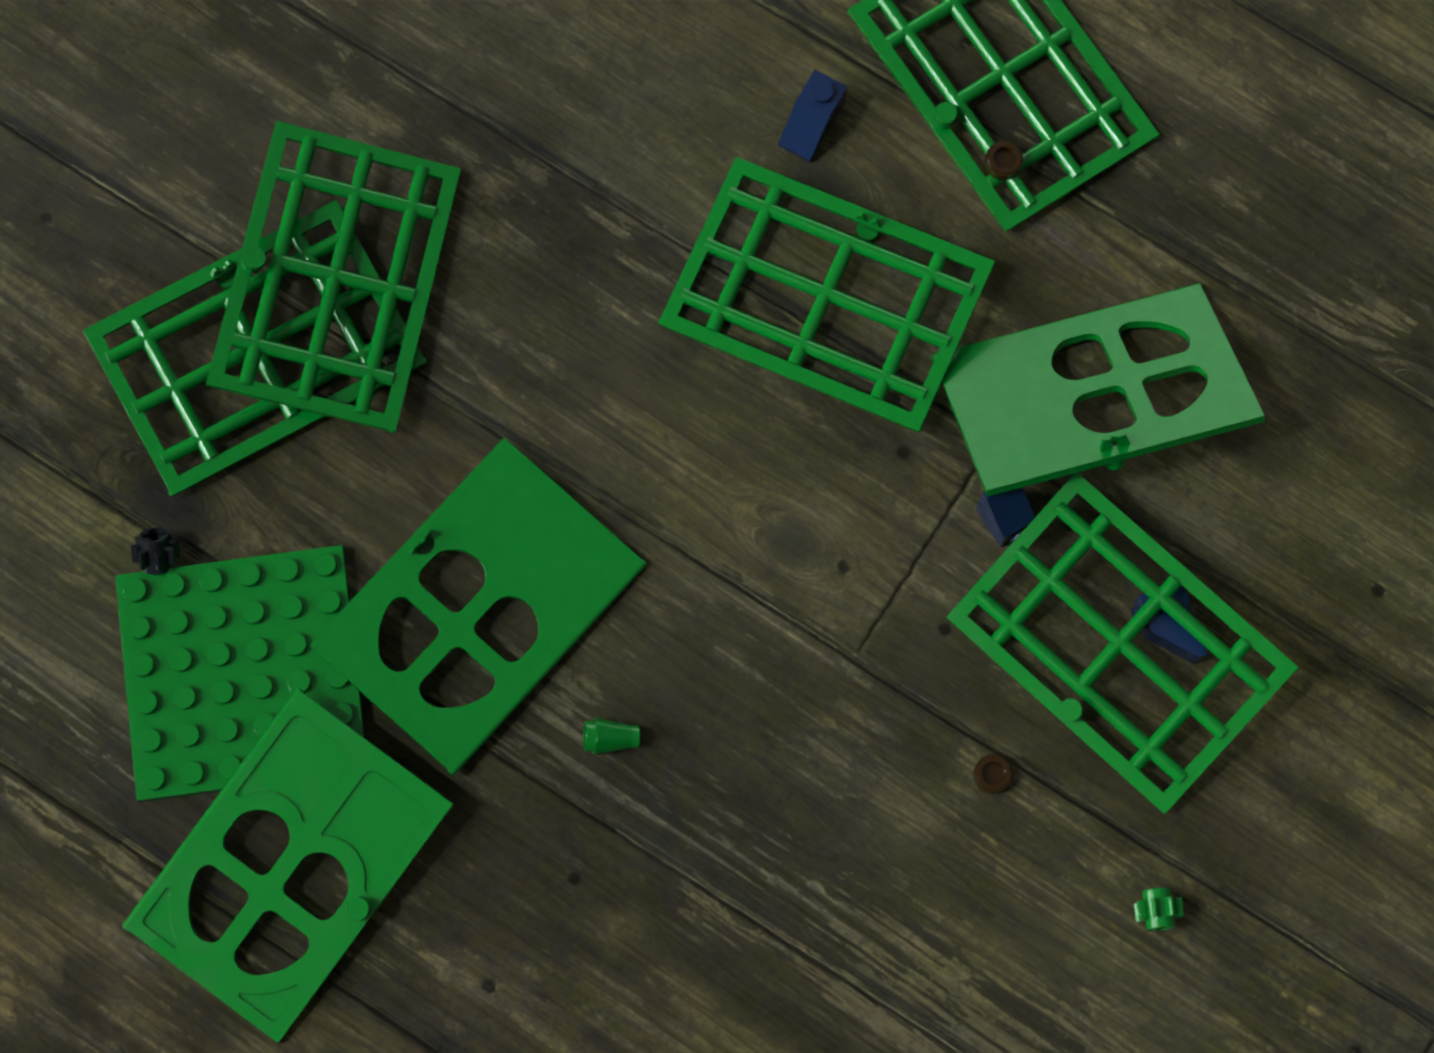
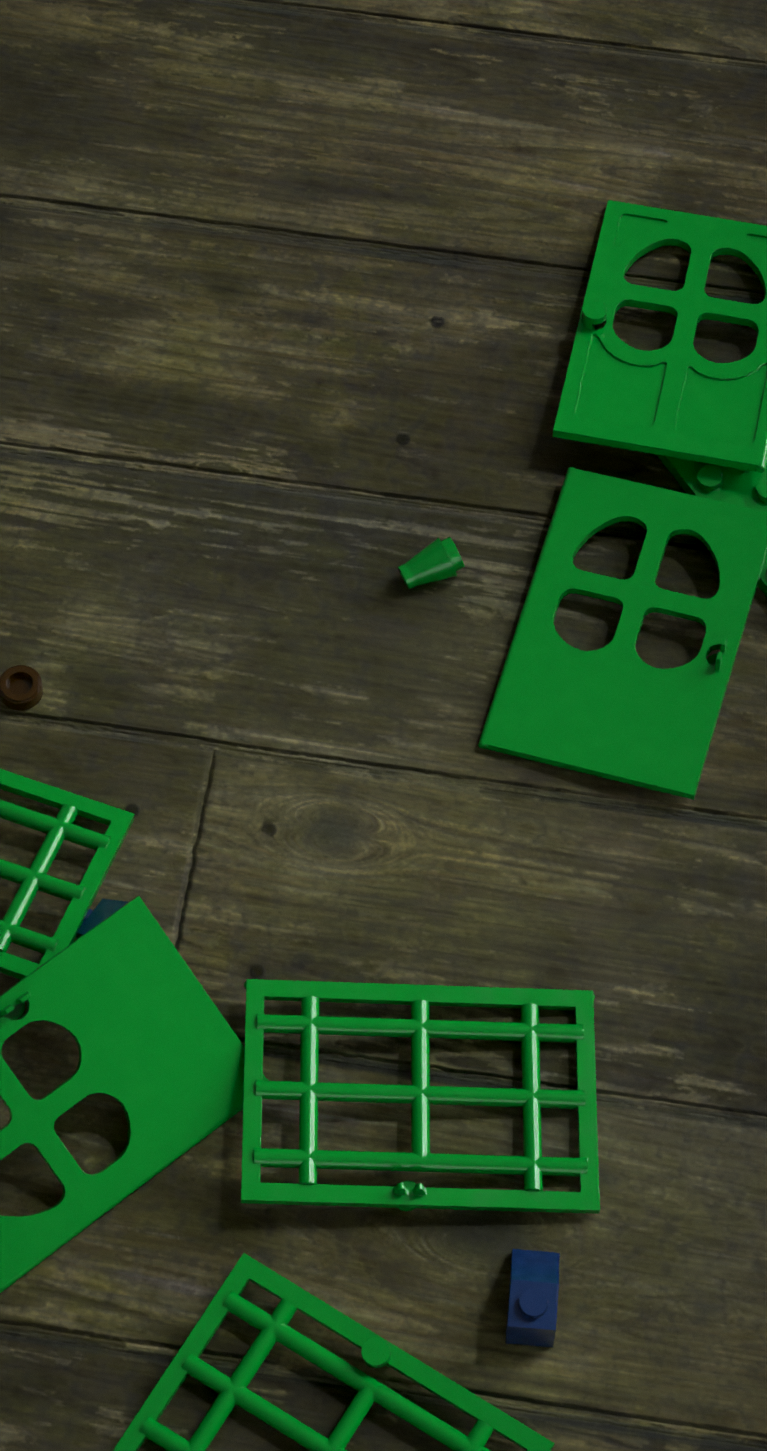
camera: 155 degrees right, 15 degrees down
(1003, 160) = (282, 1328): dark brown tile -> none

